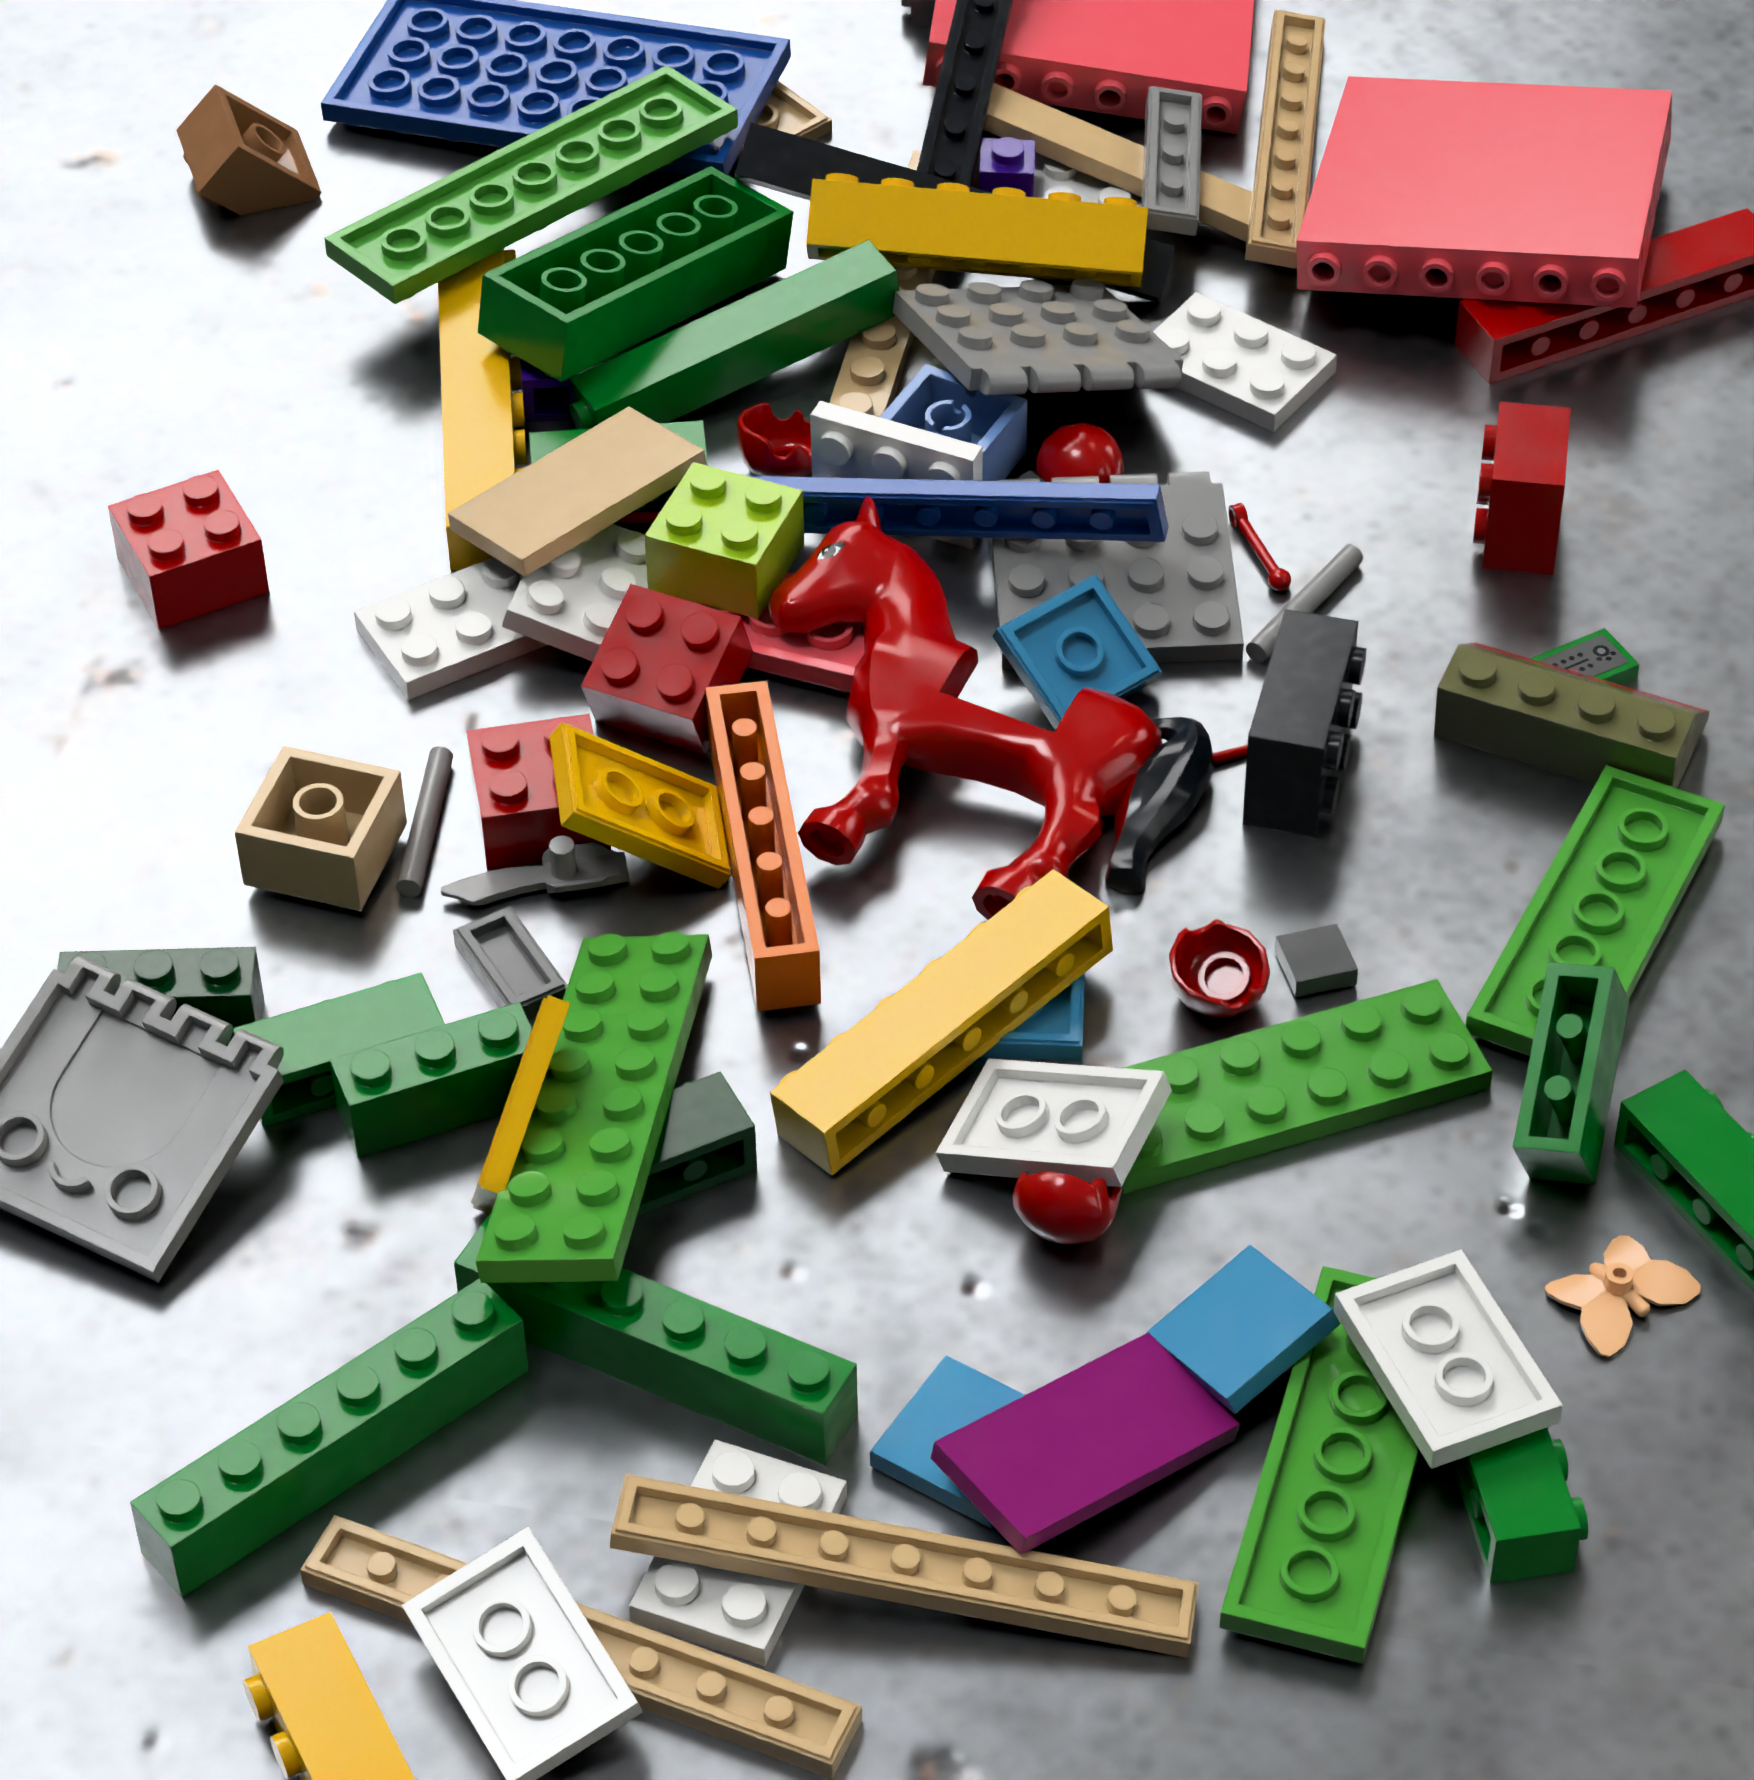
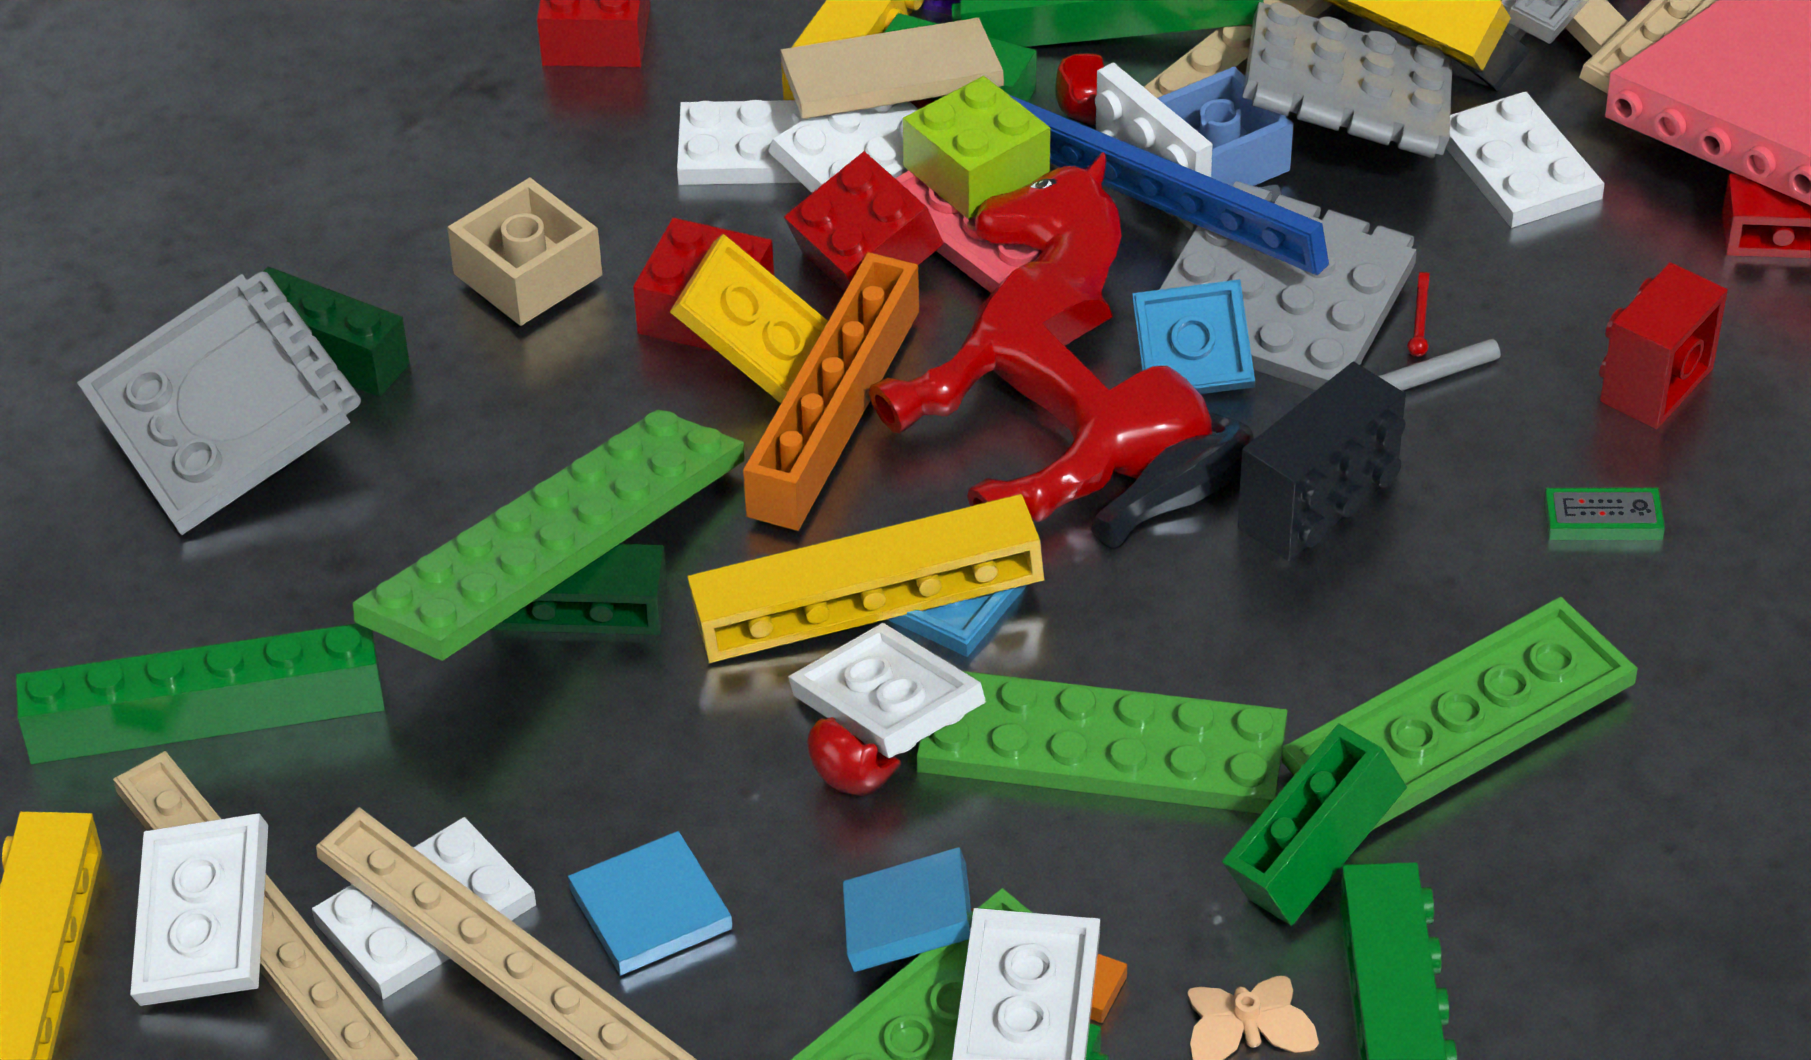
camera: 30 degrees right, 0 degrees up
(335, 1029) = (427, 420): brick -> none
(424, 822) = (610, 282): light grey bar -> none
(429, 1079) = (462, 465): green brick -> none
(509, 961) = (594, 406): tile -> none
(520, 1103) = (502, 481): yellow tile -> none
(563, 869) = (687, 355): light grey piece -> none
(688, 1354) = (493, 751): green brick -> none
(1079, 452) = (1326, 185): red hair -> none
(1084, 1442) = (723, 940): magenta tile -> none
(1218, 969) = (1110, 627): red hair -> none
(1316, 960) = (1206, 655): dark grey tile -> none
(1562, 718) = (1562, 544): olive slope -> none

